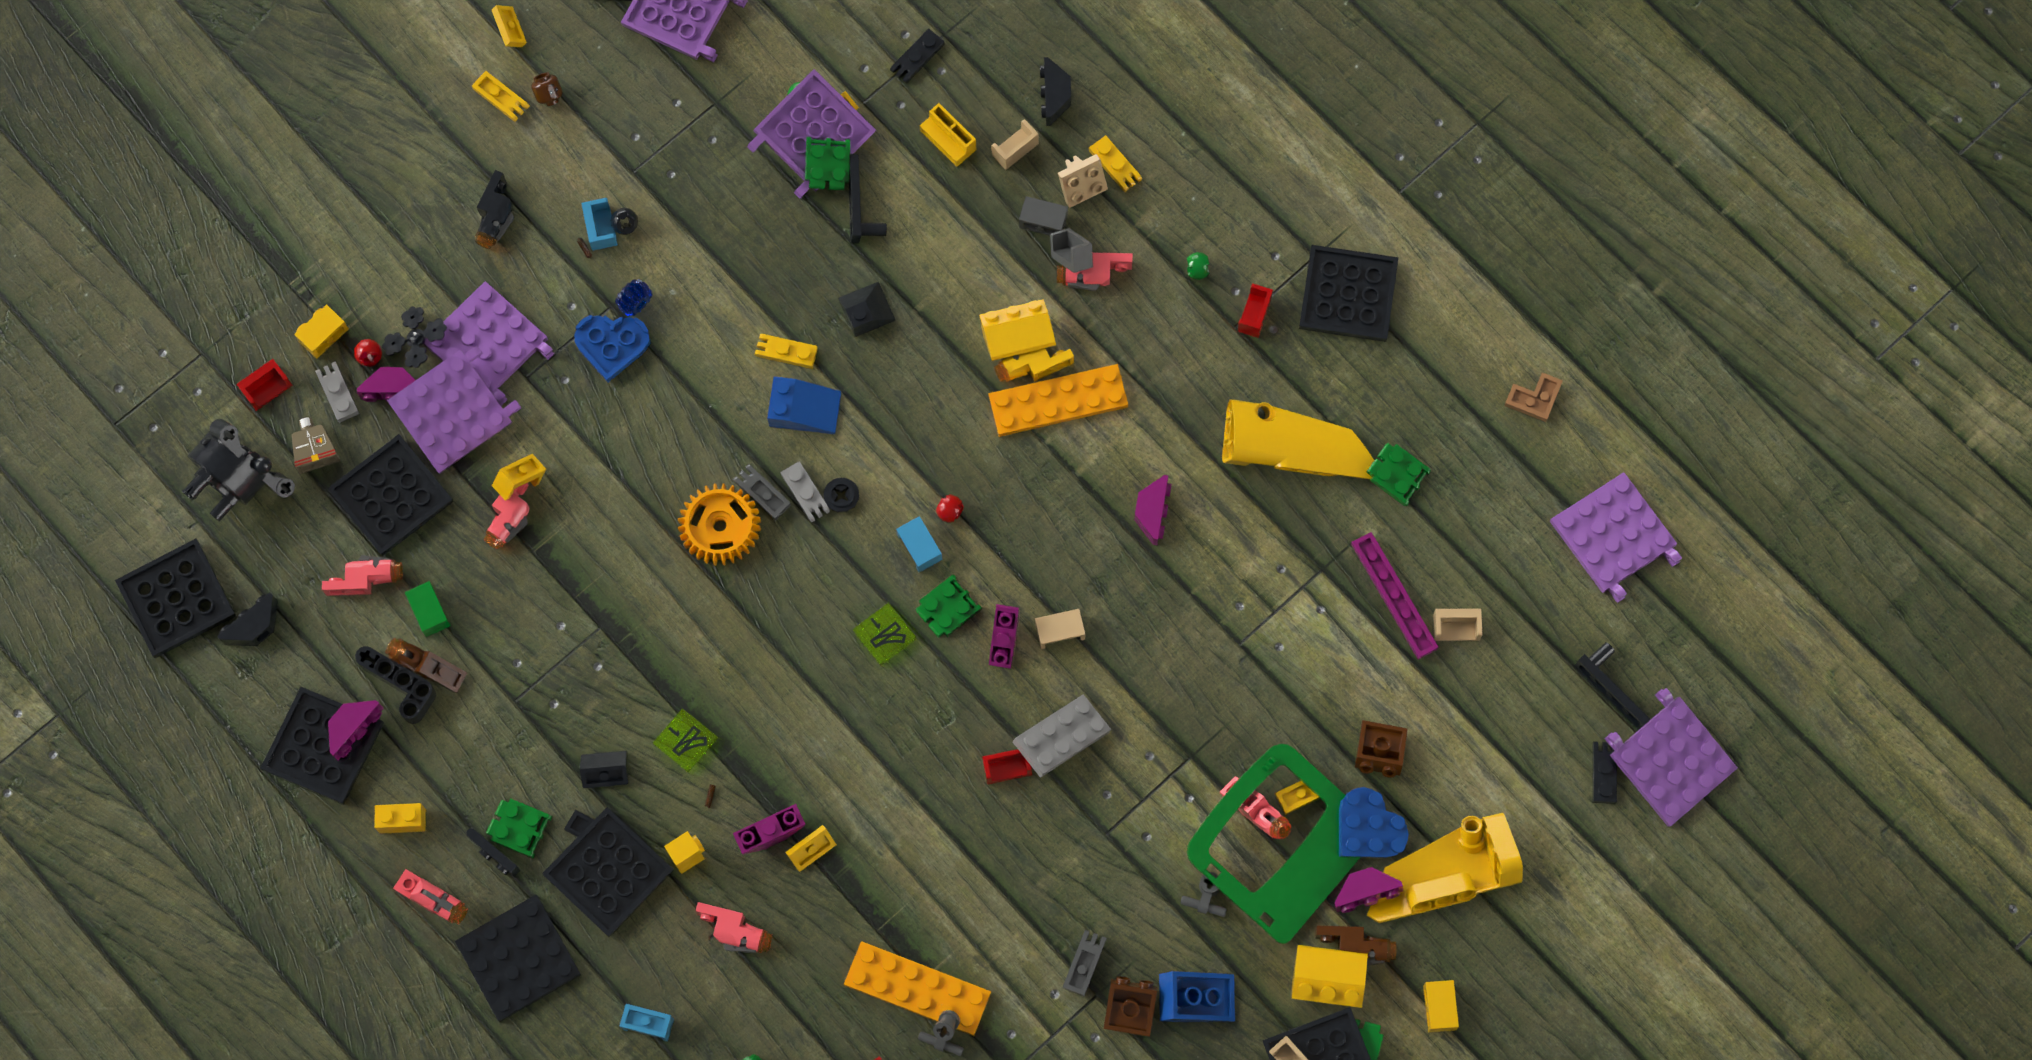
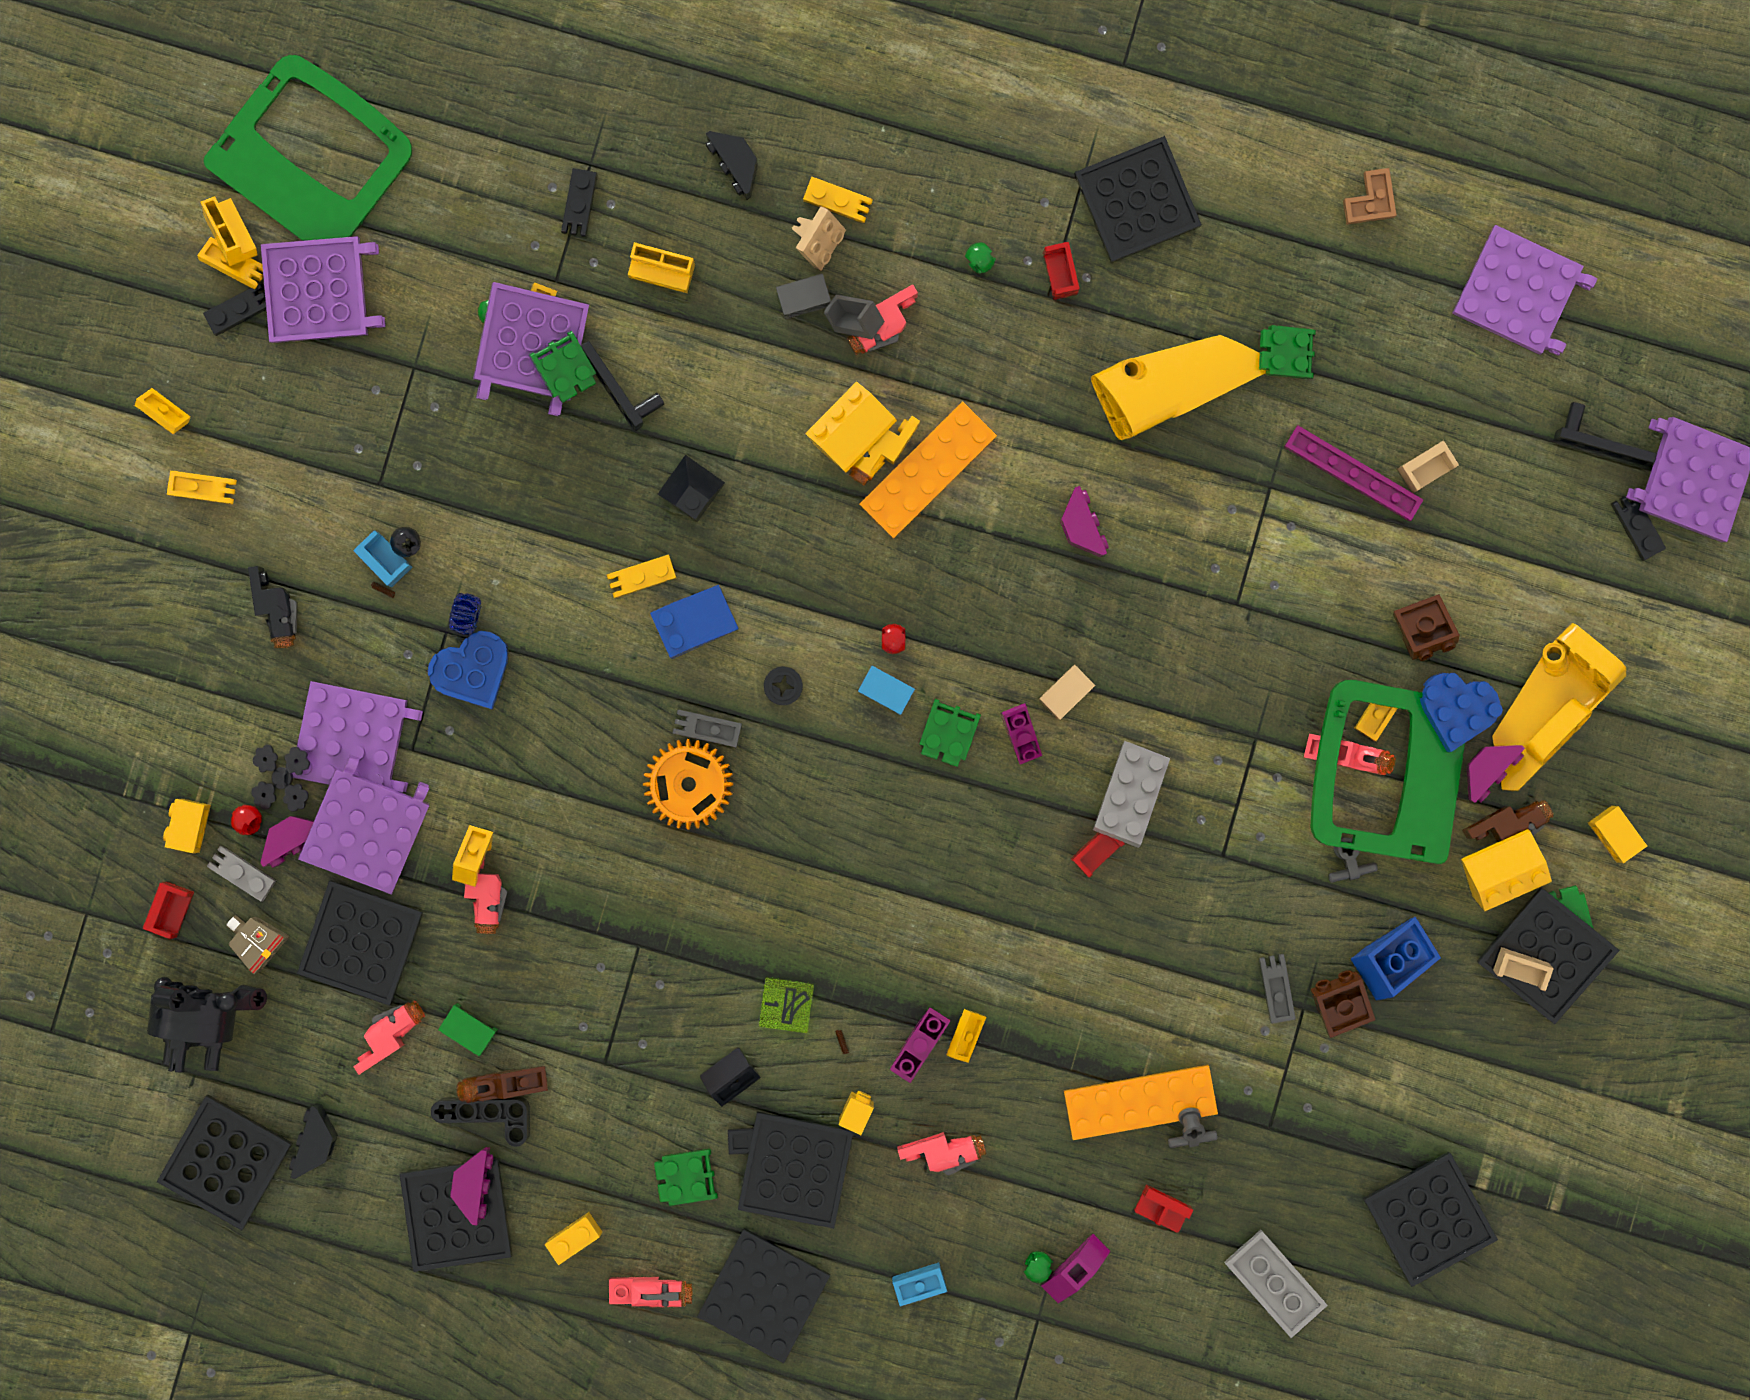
camera: 35 degrees left, 15 degrees up
(489, 851) = (676, 1217): black hinge -> none
(546, 89) = (242, 454): reddish brown head -> none
(804, 491) = (745, 702): light grey hinge -> none
(884, 634) = (906, 794): clear neon green tile -> none
(1016, 146) = (732, 239): tan panel -> none

